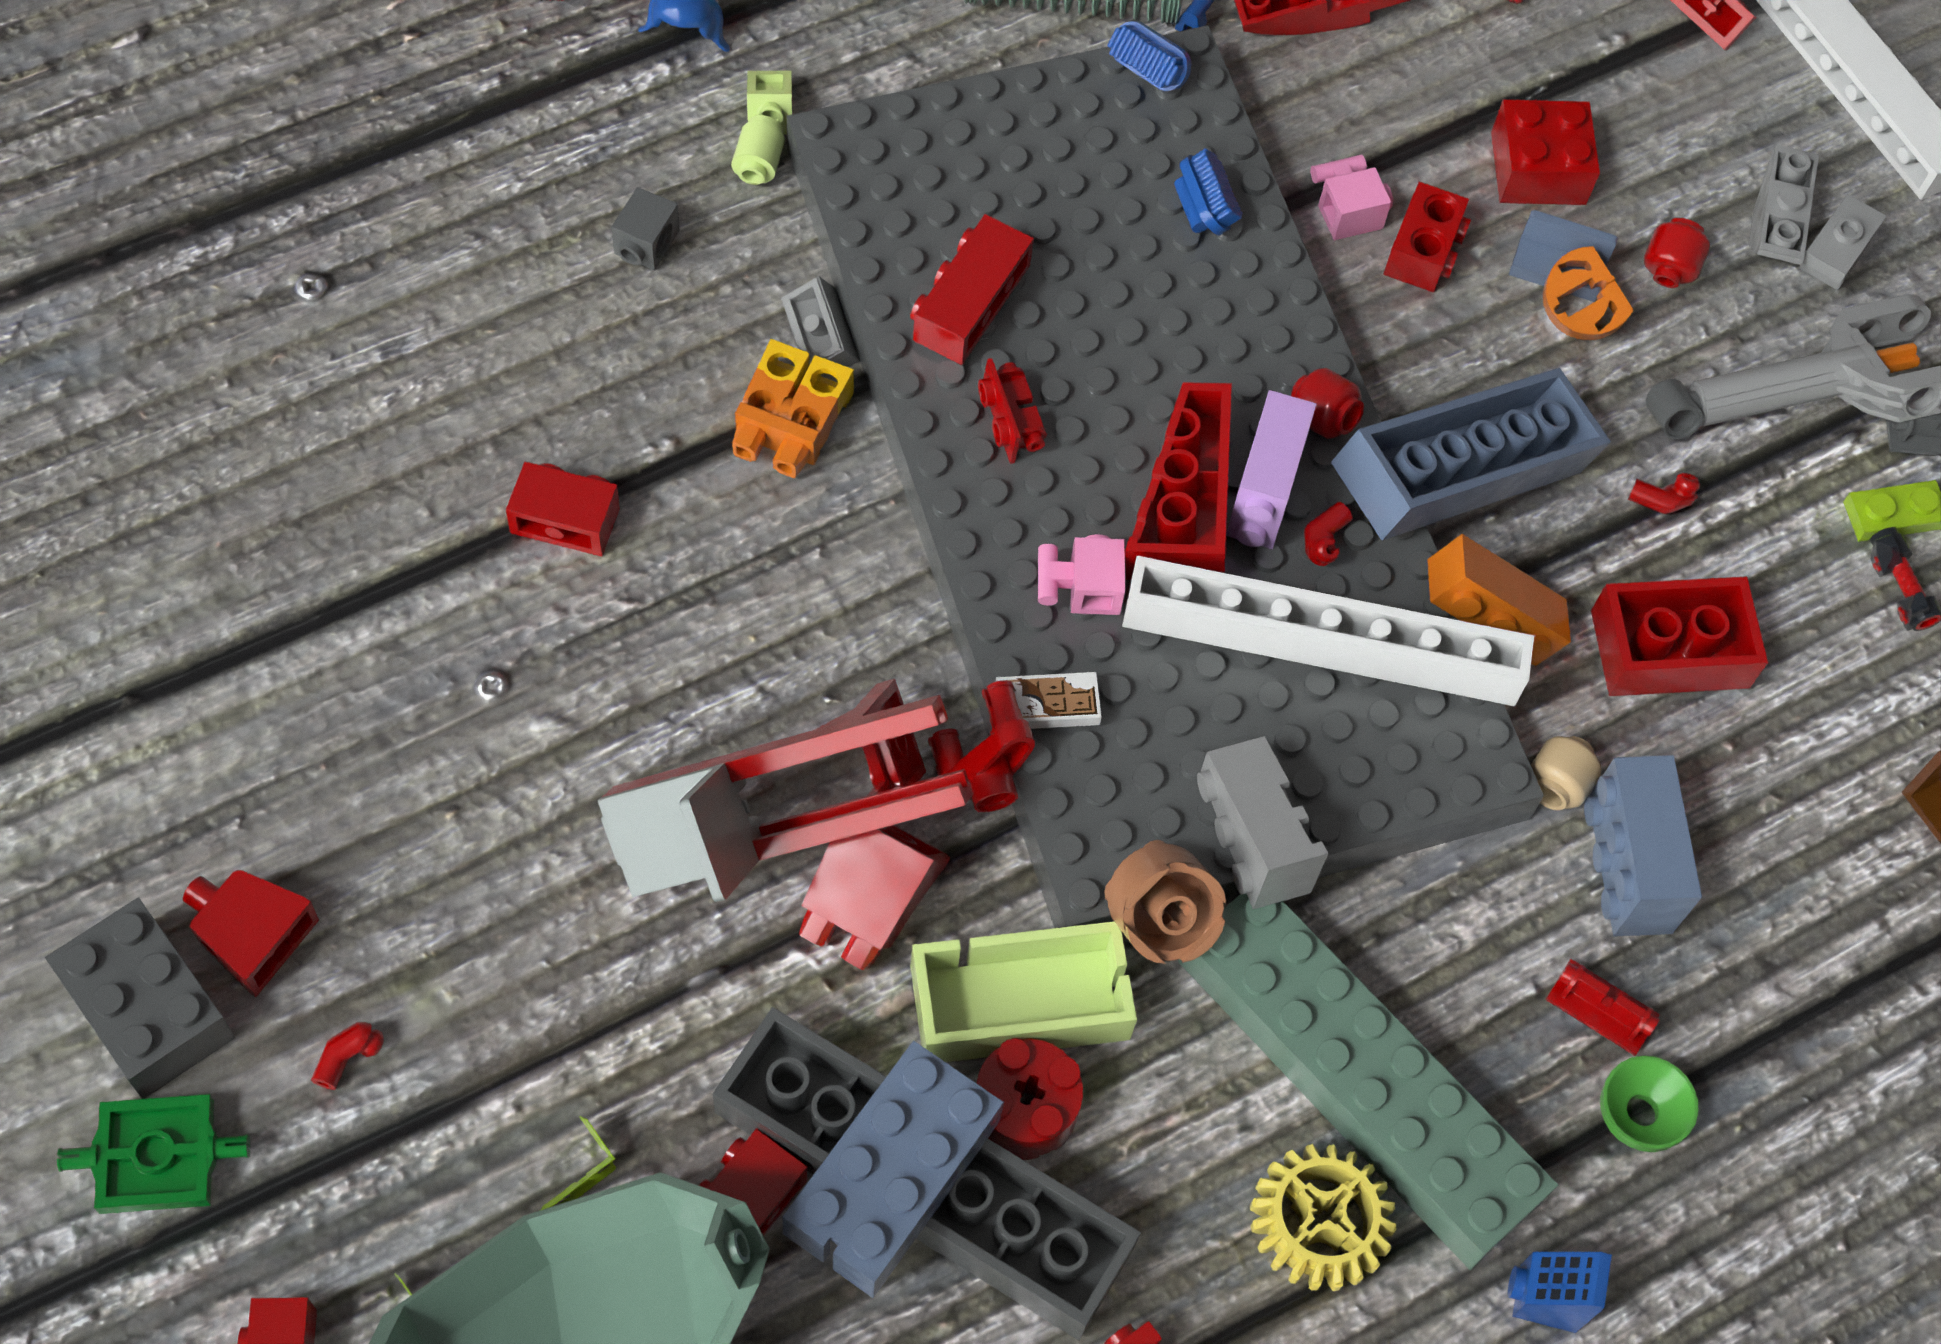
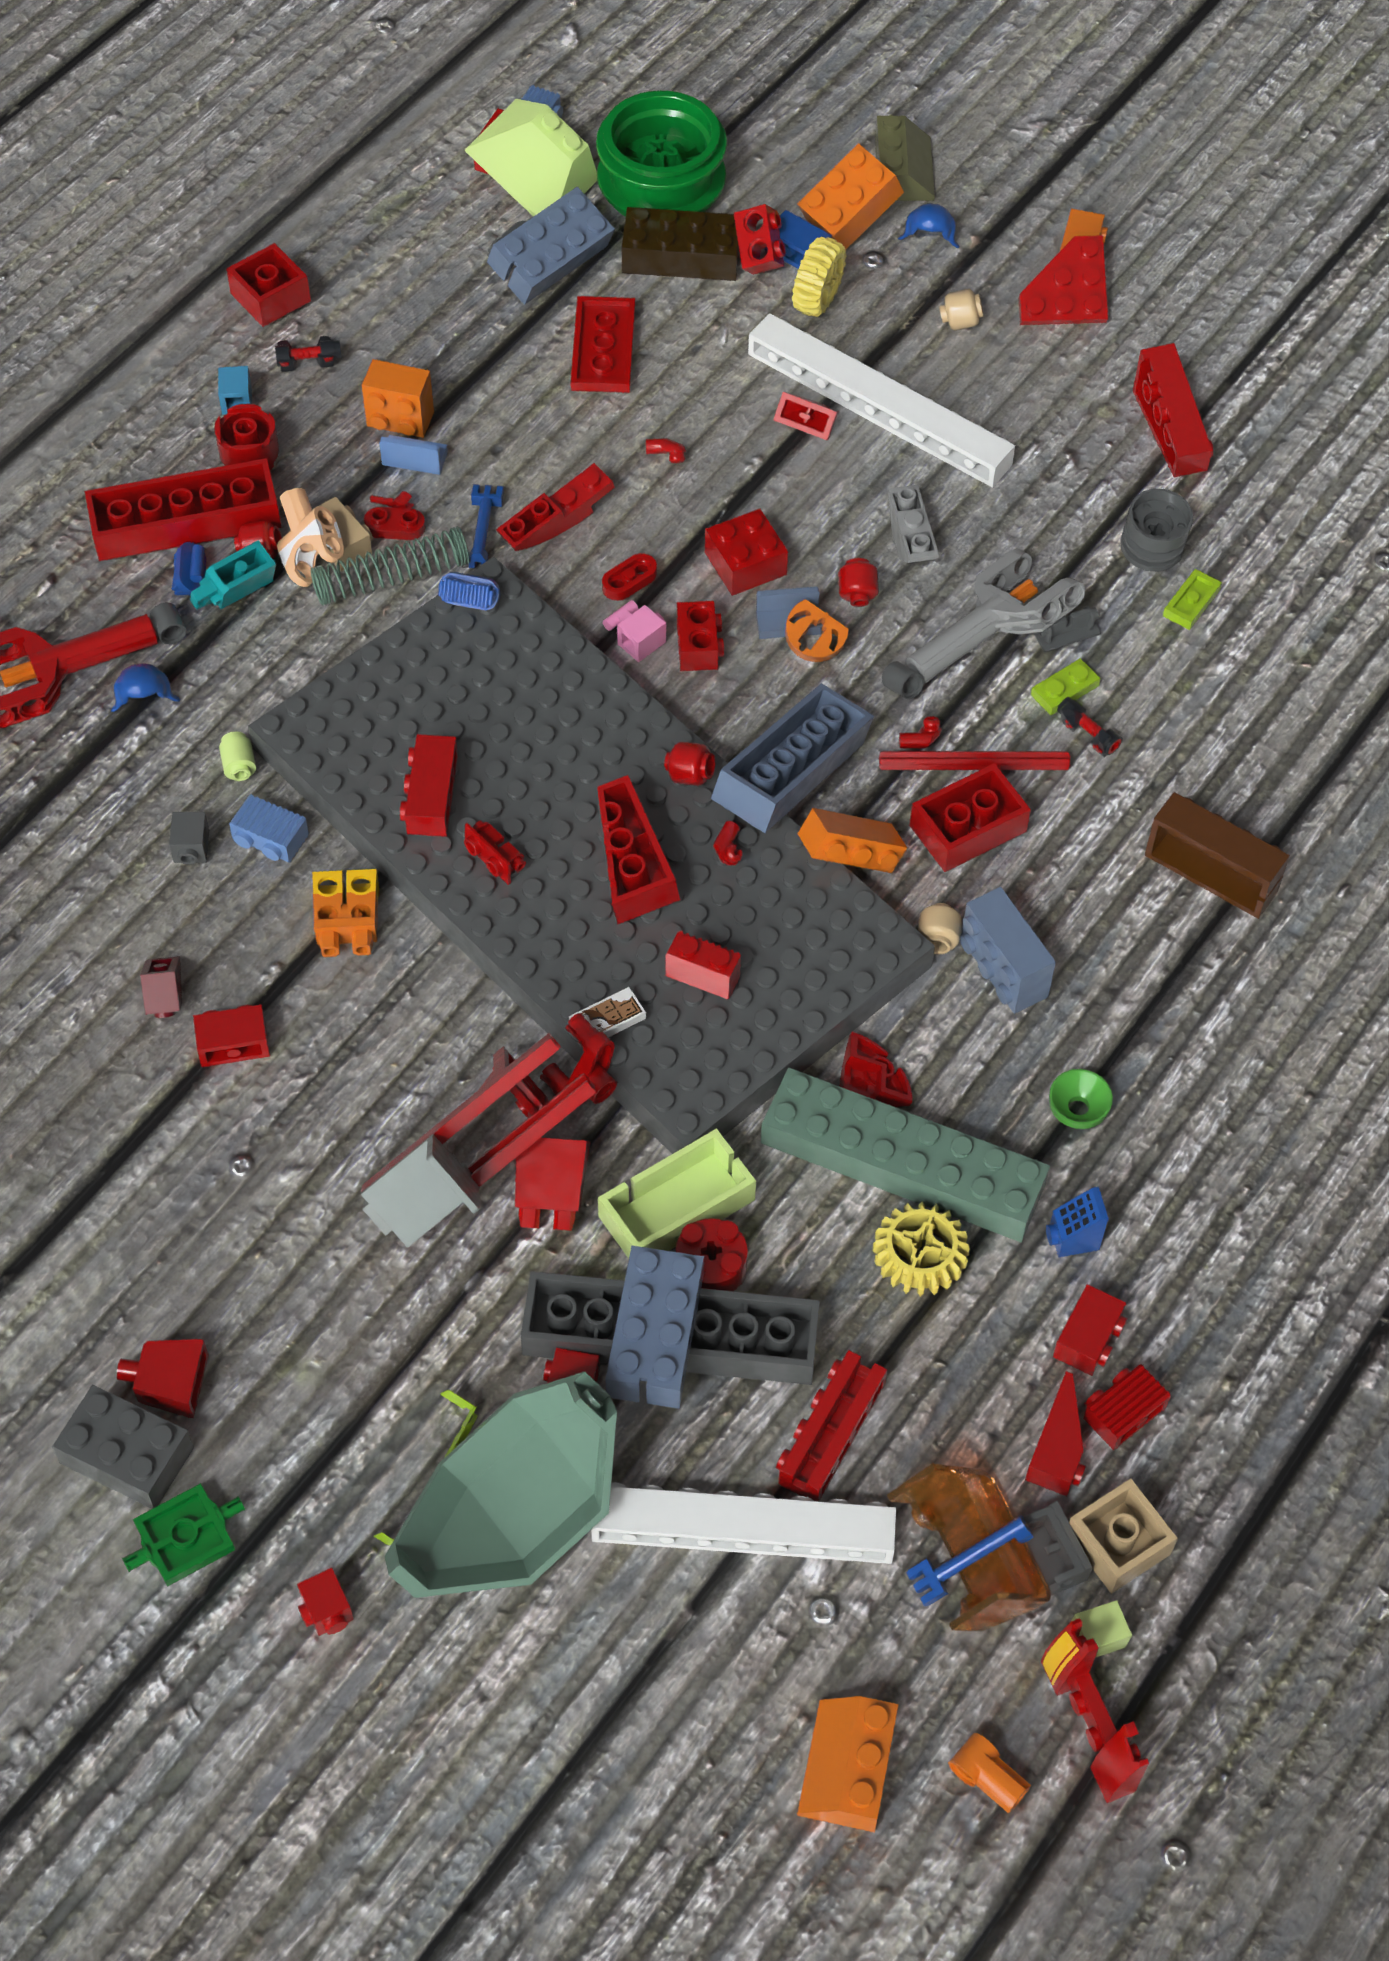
camera: 20 degrees left, 5 degrees down
(343, 1046) = (268, 1419): red arm -> none
(511, 405) = (162, 986): none -> slope
(749, 260) = (269, 829): none -> medium blue brick
(770, 95) = (226, 717): yellowish green bracket -> none
(820, 322) = (334, 850): light grey slope -> none
(1093, 575) = (596, 928): bright pink brick -> none
(1166, 903) = (741, 1103): nougat brick -> none
(1207, 194) = (549, 664): blue piece -> none
(1209, 686) = (703, 965): none -> red brick
(1259, 824) = (774, 1032): light grey wedge -> none
(1270, 470) = (677, 817): lavender brick -> none
(1328, 631) = (759, 900): white brick -> none
(1372, 123) = (624, 578): none -> red plate
(1373, 938) = (872, 1074): none -> red brick
(1603, 1007) = (1027, 1056): red hinge -> none
(1723, 559) = (974, 760): none -> red axle
(1842, 241) = (956, 533): light grey brick -> none

